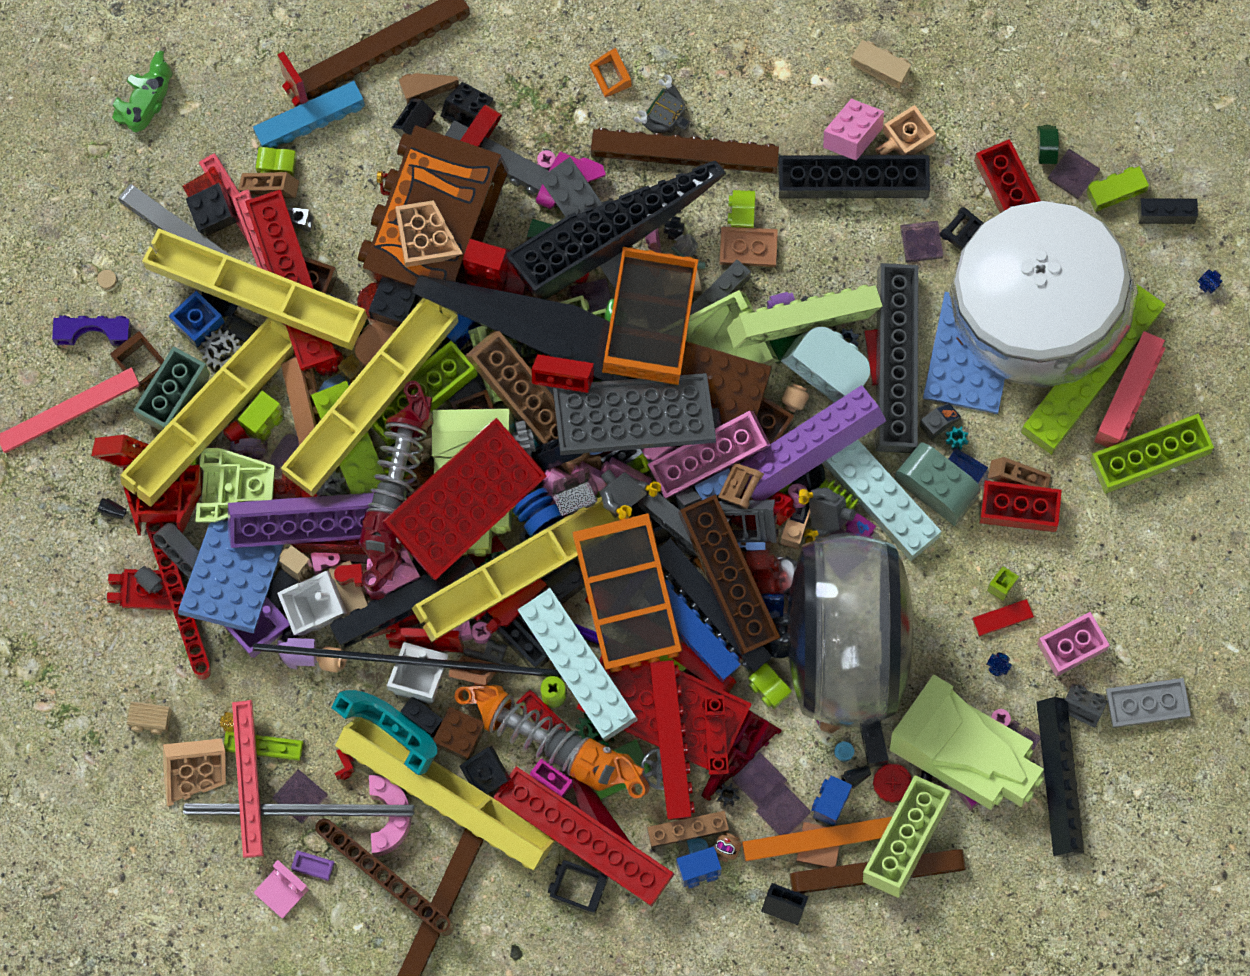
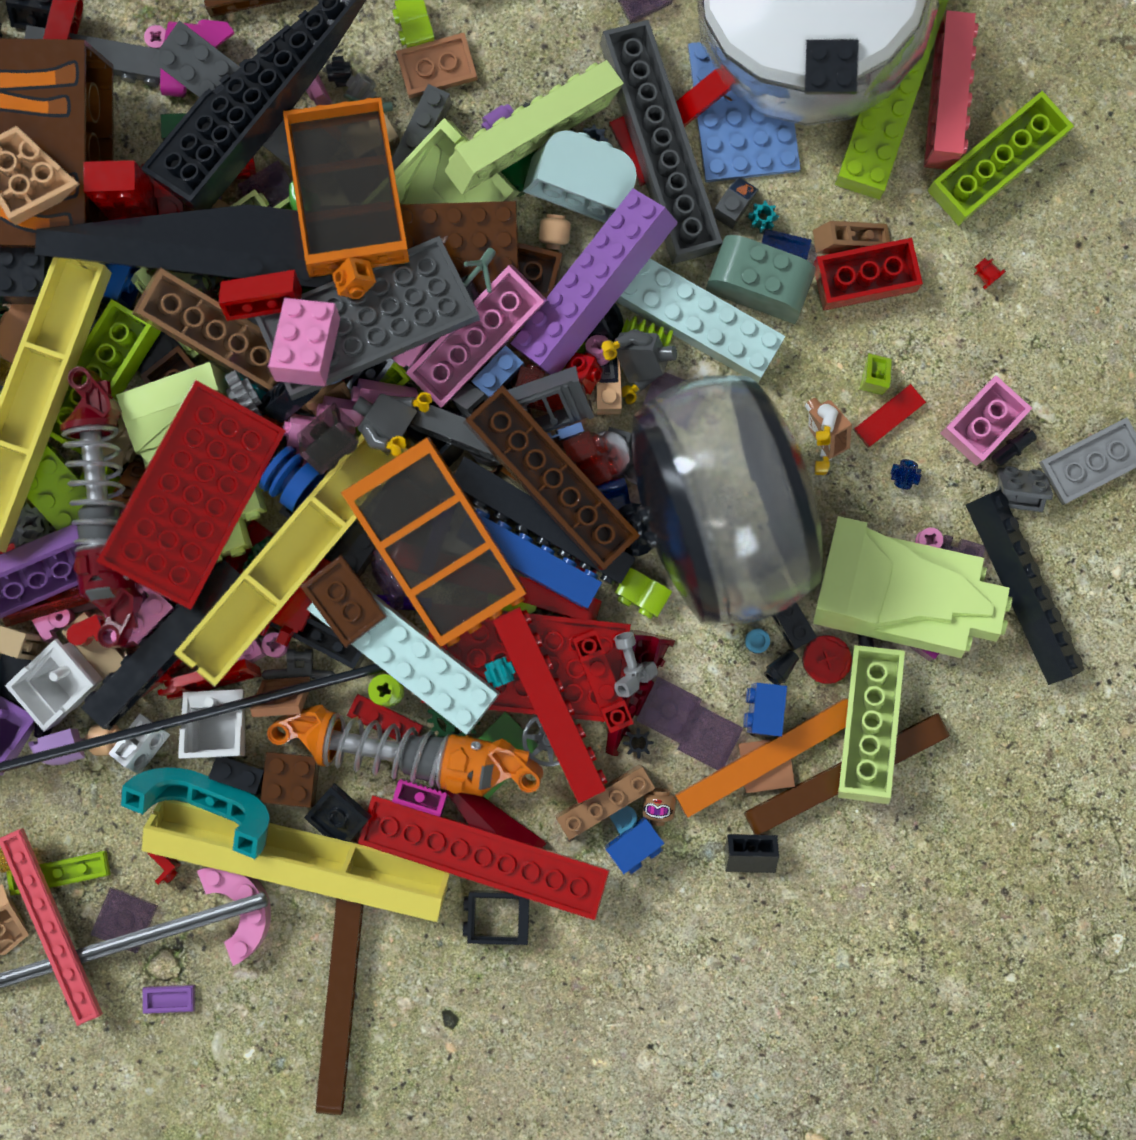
camera: 20 degrees left, 10 degrees up
(281, 890) = (140, 1043): bright pink bracket -> none
(356, 672) = (138, 751): none -> white brick
(390, 883) = (246, 989): reddish brown beam -> none
(547, 611) = (344, 601): none -> reddish brown tile
(582, 611) = (387, 582): none -> clear purple plate
(584, 416) = (304, 342): none -> bright pink brick
(634, 383) = (354, 278): none -> orange brick
(642, 703) = (499, 672): none -> teal gear
(729, 404) = (481, 266): none -> sand green plant
(736, 483) = (522, 362): medium nougat plate -> none
(742, 740) = (634, 672): none -> light grey bar
(860, 525) = (686, 365): magenta brick -> none
(937, 335) = (701, 97): none -> red tile
(951, 611) = (830, 430): none -> torso
(1028, 346) = (831, 66): none -> black plate
(1089, 672) = (1014, 447): none -> black axle
(1114, 535) = (988, 272): none -> red brick

